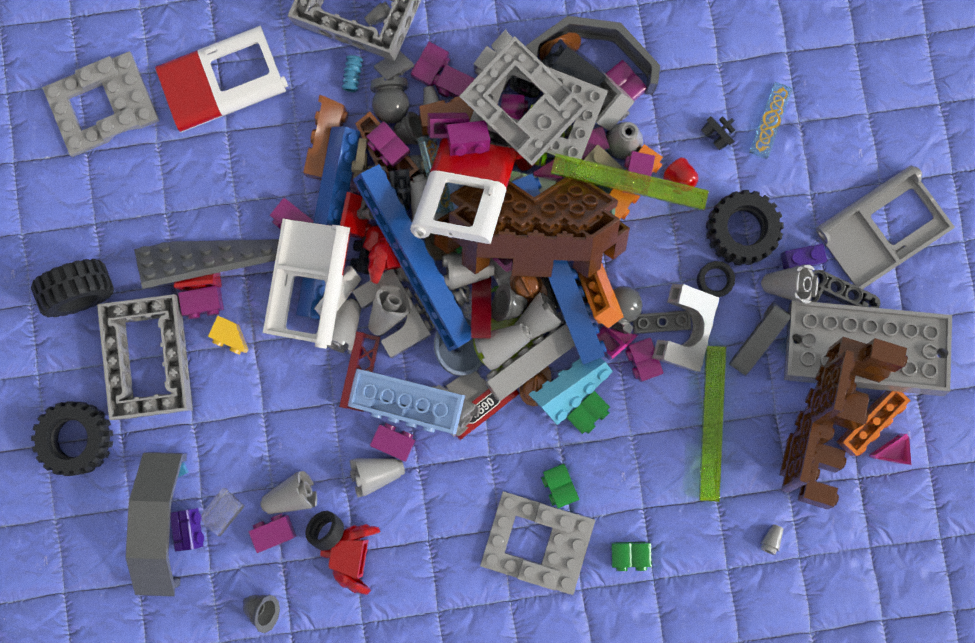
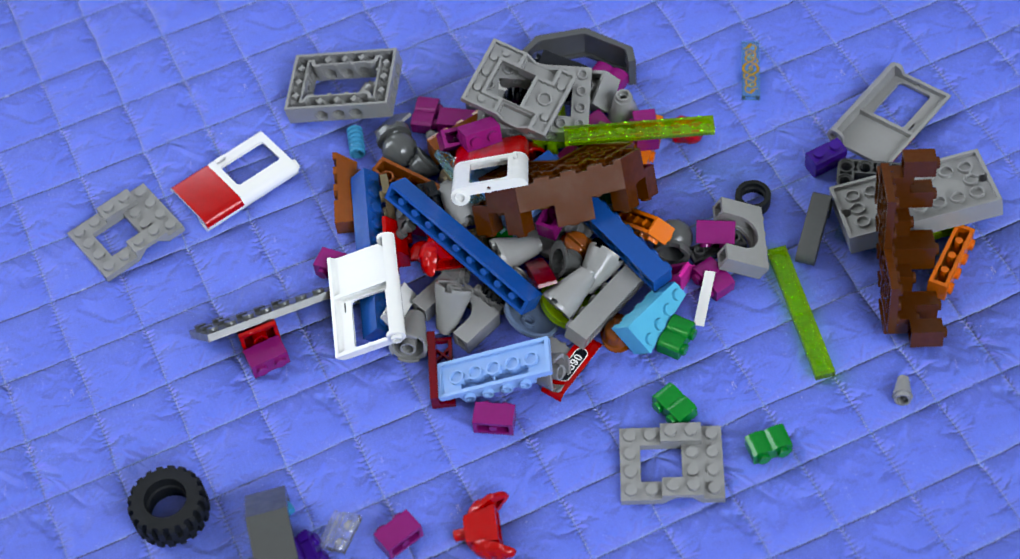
camera: 10 degrees left, 30 degrees down
(72, 288) = (139, 367): black tyre -> none
(116, 359) = (211, 377): light grey brick -> none
(228, 333) = (301, 375): yellow slope -> none
(290, 495) = (404, 492): light grey cone -> none
(316, 524) = (451, 510): black tyre -> none
(360, 264) = (416, 274): black hips -> none
(374, 473) = (483, 447): light grey cone -> none
(387, 144) = (404, 166): magenta brick -> none
(628, 380) = (704, 298): none -> white sticker
(664, 317) = (715, 232): none -> magenta brick
(712, 126) = (708, 85): black hips -> none
(765, 214) = (763, 130): black tyre -> none
(792, 283) = (821, 172): light grey cone -> none
(895, 450) = (983, 282): dark pink slope -> none

